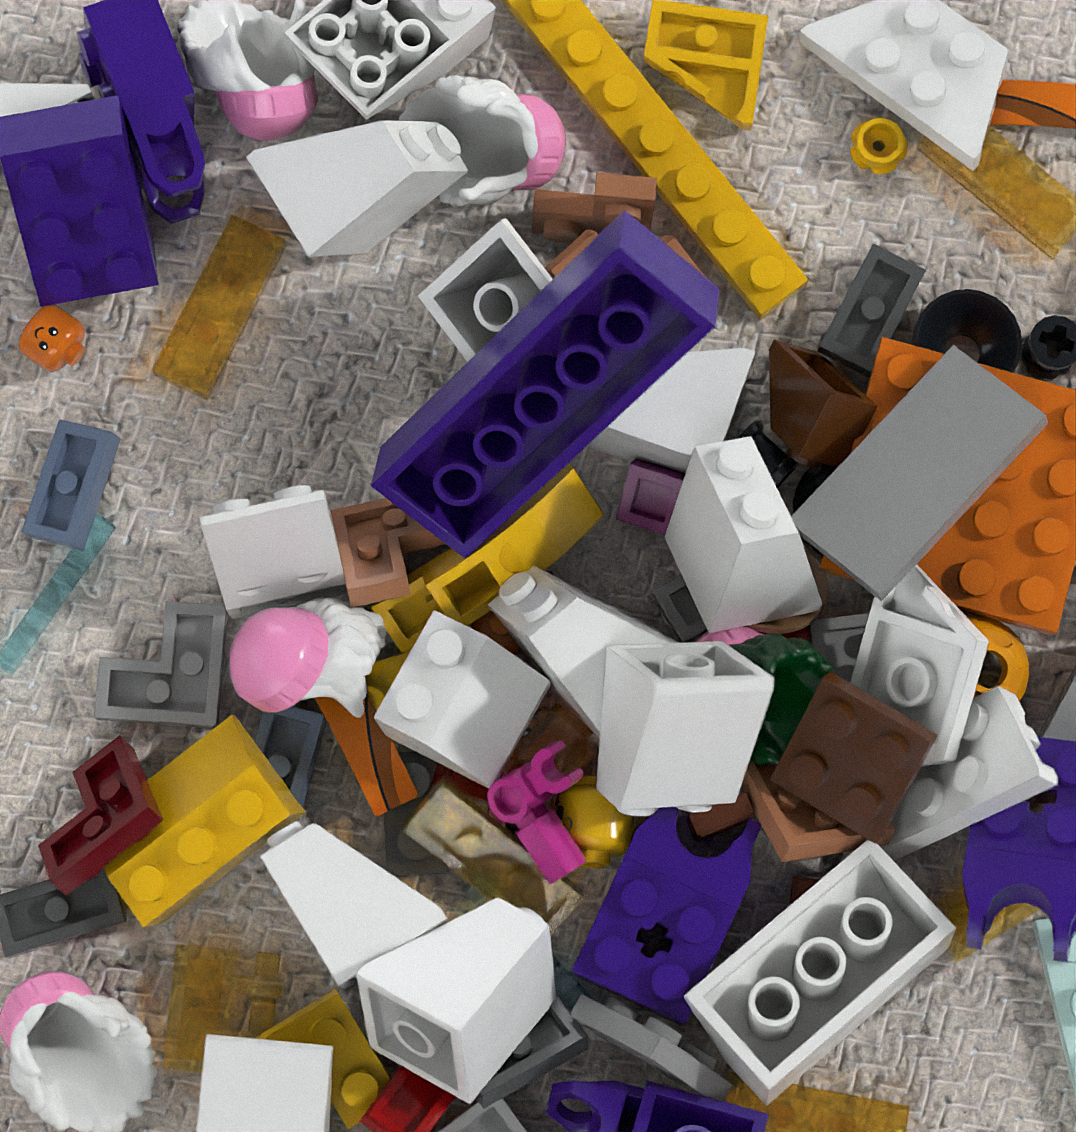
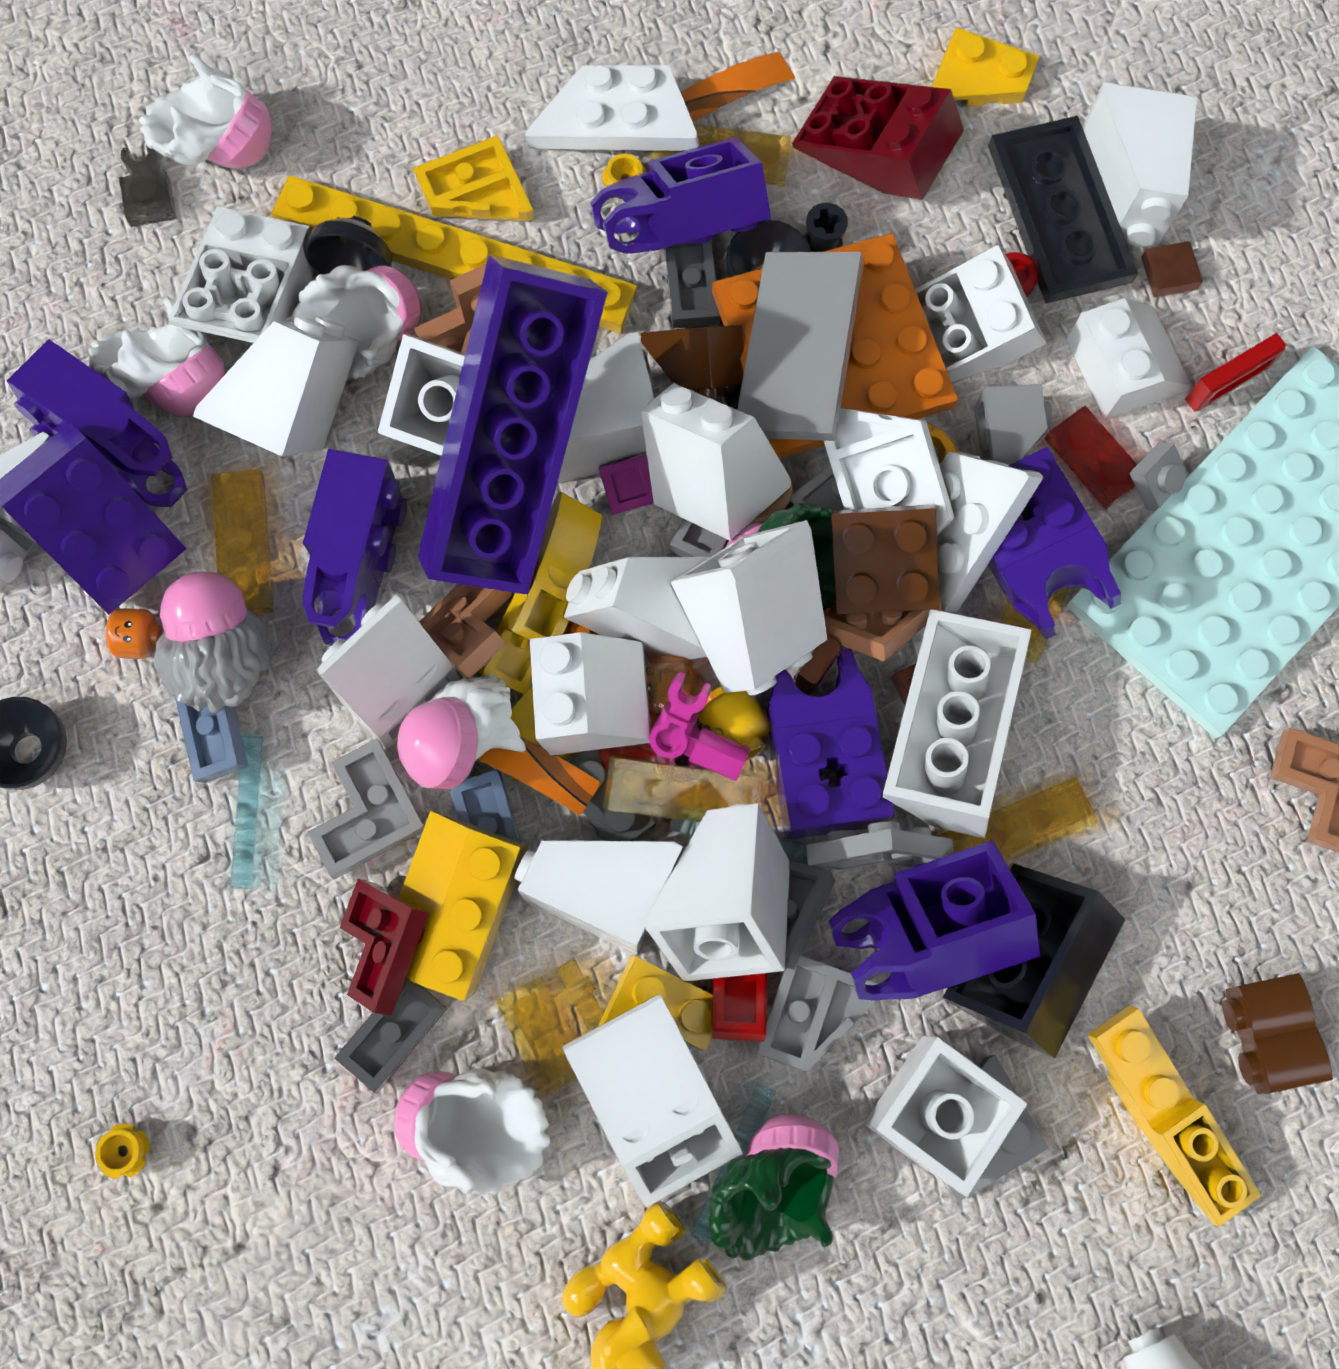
camera: 35 degrees left, 5 degrees down
(121, 404) = (209, 642): none -> light grey hair
(324, 386) = (350, 539): none -> dark purple brick
(523, 55) = (346, 243): none -> black piece
(918, 221) = (686, 198): none -> dark purple brick

